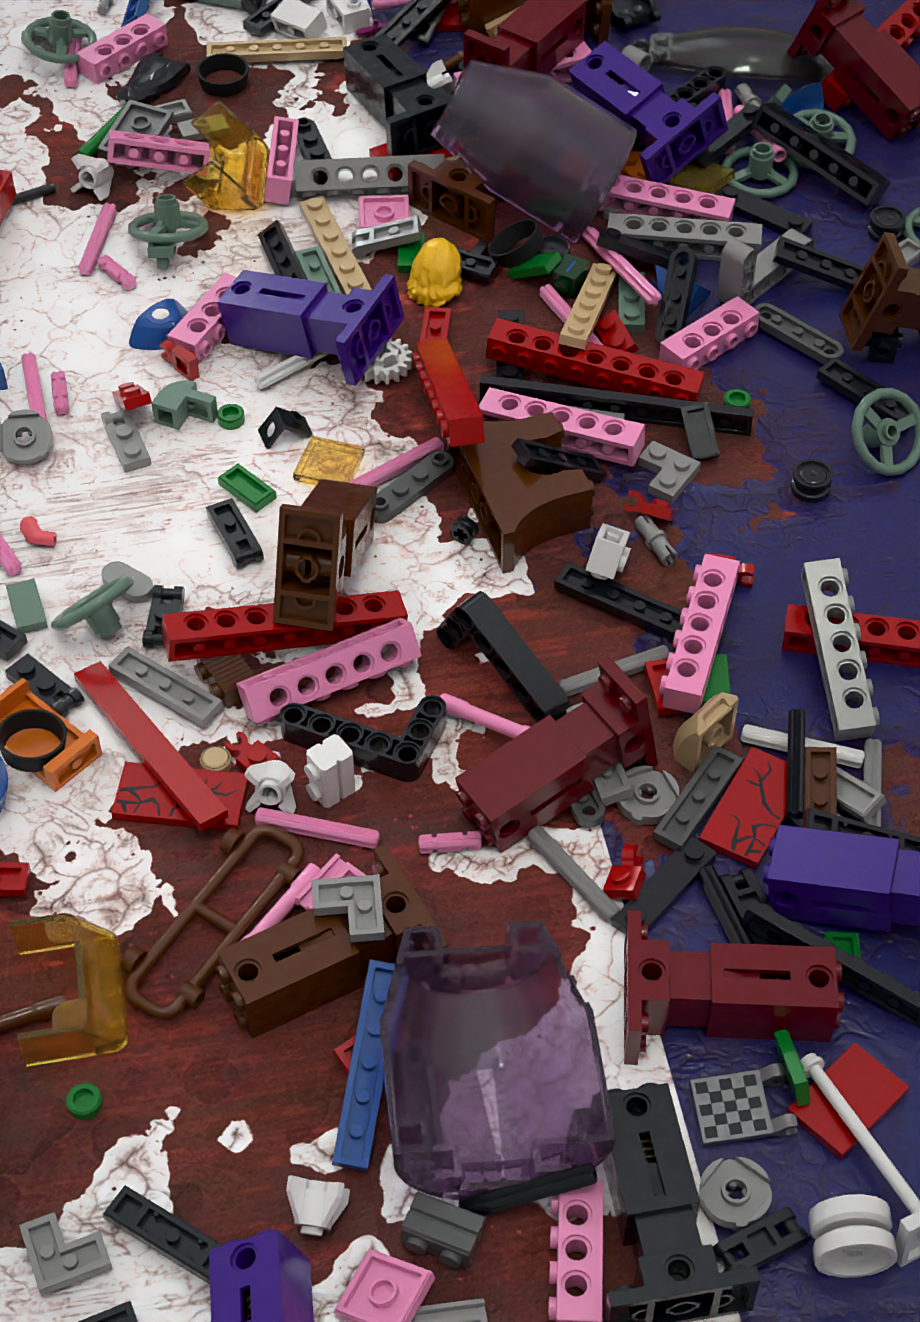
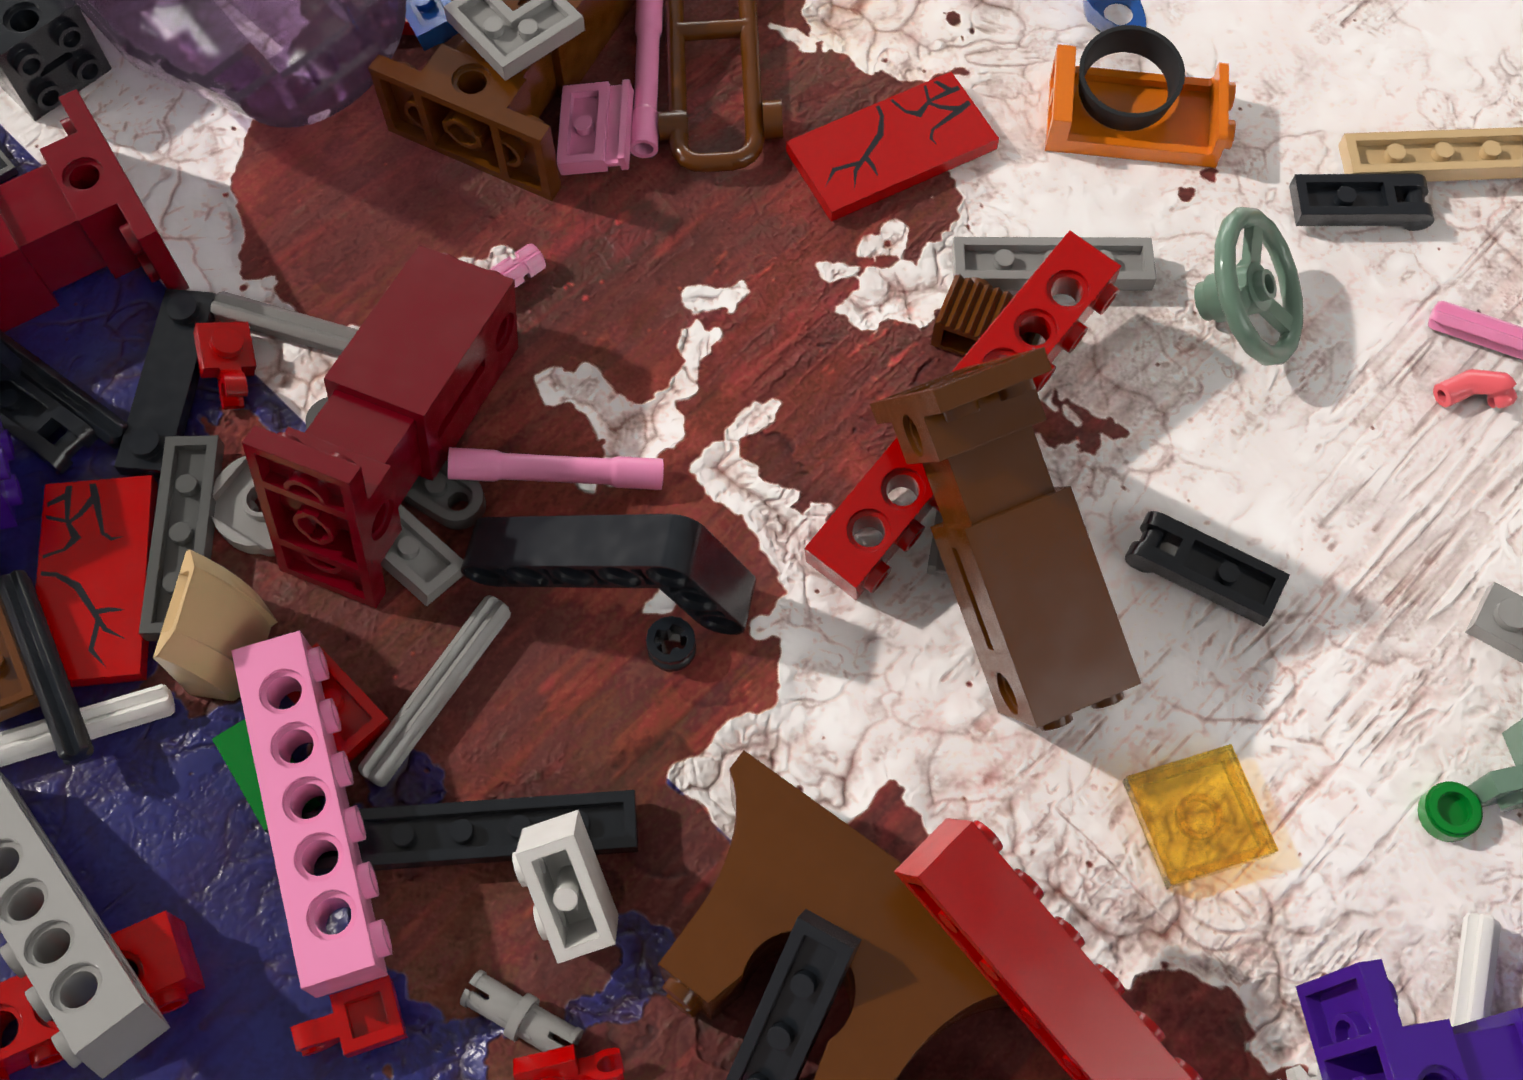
camera: 145 degrees right, 15 degrees up
(26, 606) = (1357, 273): sand green tile -> none
(45, 684) = (1204, 180): black plate -> none
(139, 591) = (1270, 393): light grey tile -> none
(151, 746) = (990, 169): red tile -> none
(153, 633) = (1162, 369): black plate -> none
(216, 759) = (893, 214): tan piece -> none
(247, 487) = (1278, 677): green tile -> none
(248, 754) = (846, 245): red plate -> none
(257, 689) = (837, 412): bright pink brick -> none
(272, 785) = (782, 202): white brick -> none
(283, 420) = (1337, 845): black bracket -> none
(318, 827) = (686, 201): bright pink axle -> none
(330, 771) = (714, 243): white brick -> none
(372, 747) = (717, 343): black beam -> none
(399, 464) = (1094, 854): bright pink axle -> none
(413, 485) = (1033, 817): dark grey plate -> none
(464, 530) = (861, 806): black bush -> none

